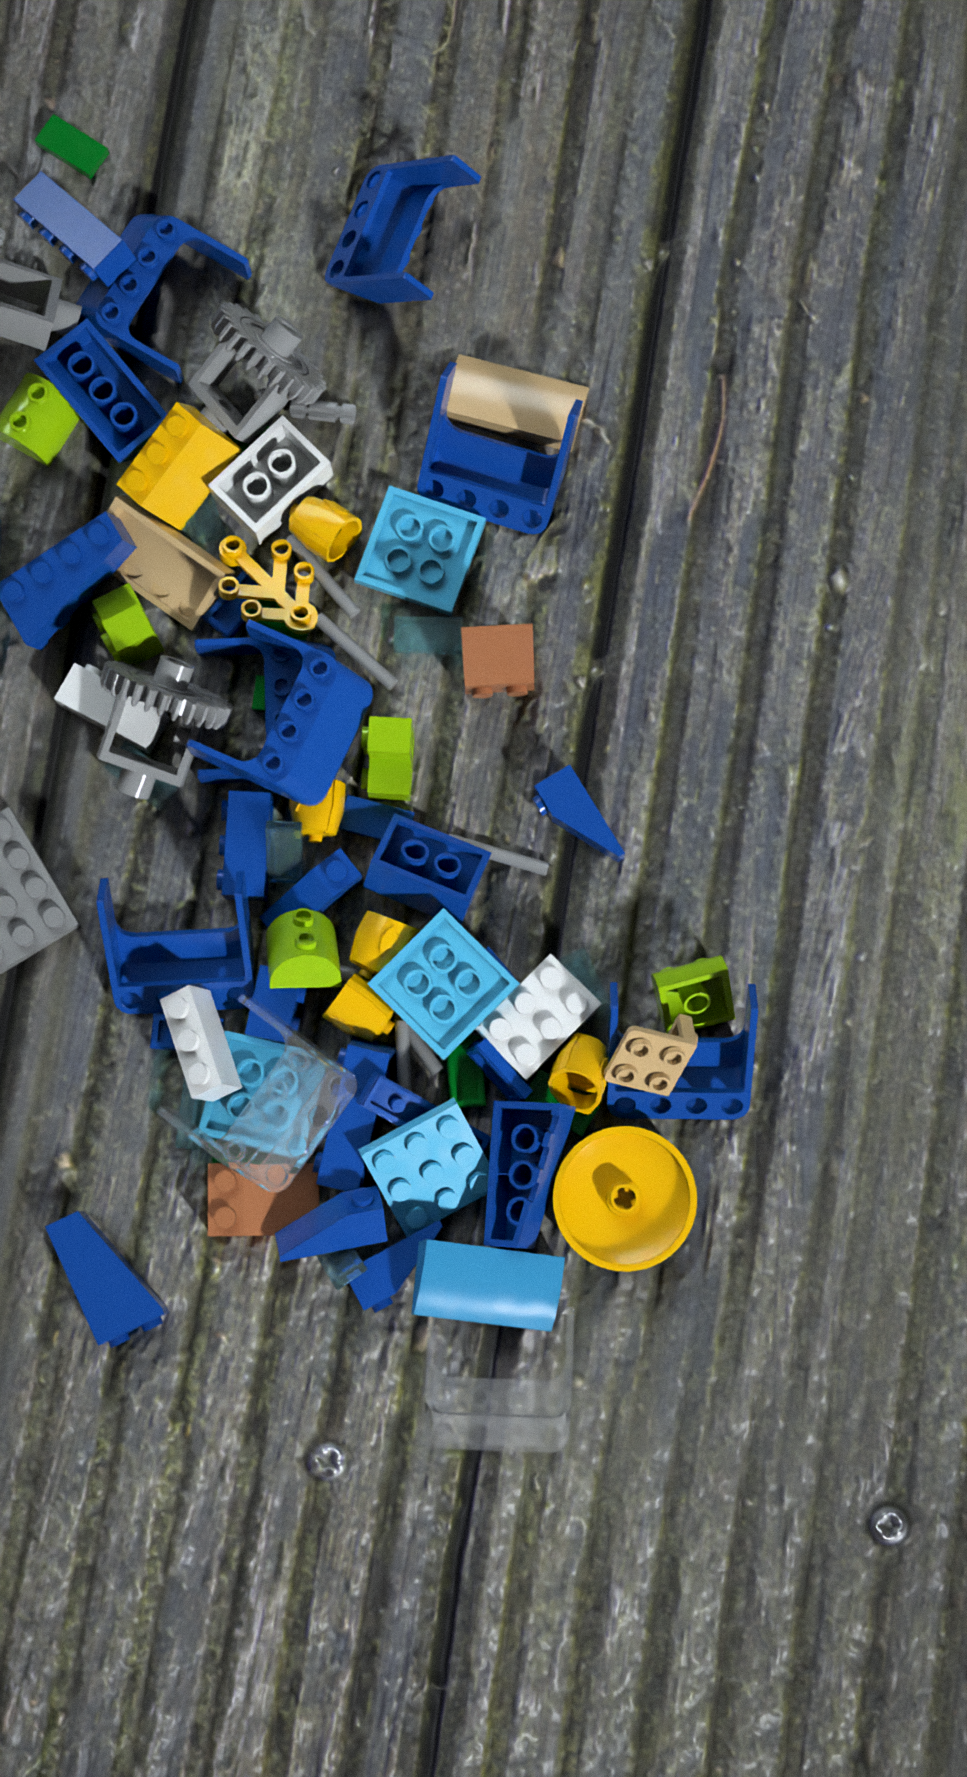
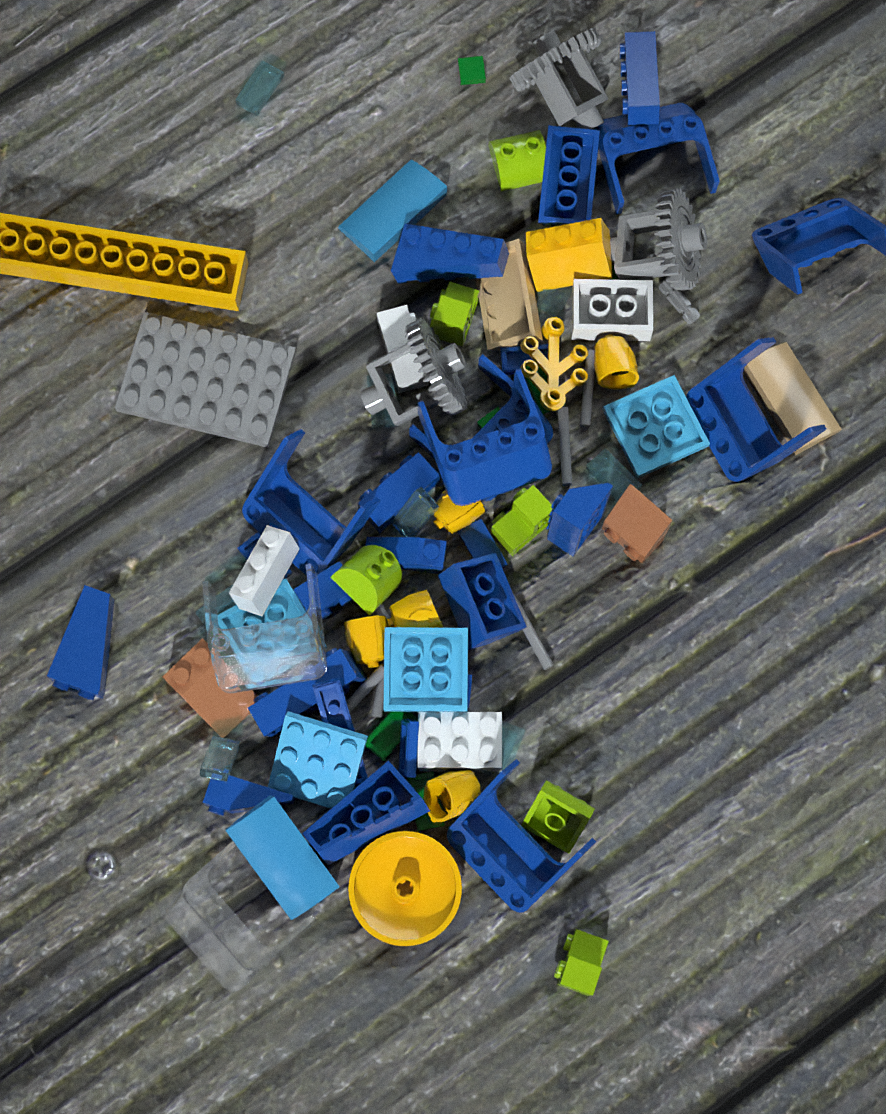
camera: 40 degrees right, 5 degrees down
(71, 146) = (686, 35): green tile -> none
(339, 1224) = (236, 741): blue slope -> none
(438, 707) = (577, 515): none -> blue slope
(572, 809) = (595, 647): blue slope -> none
(653, 1058) = (497, 825): tan bracket -> none
(845, 1103) = (582, 962): none -> lime brick

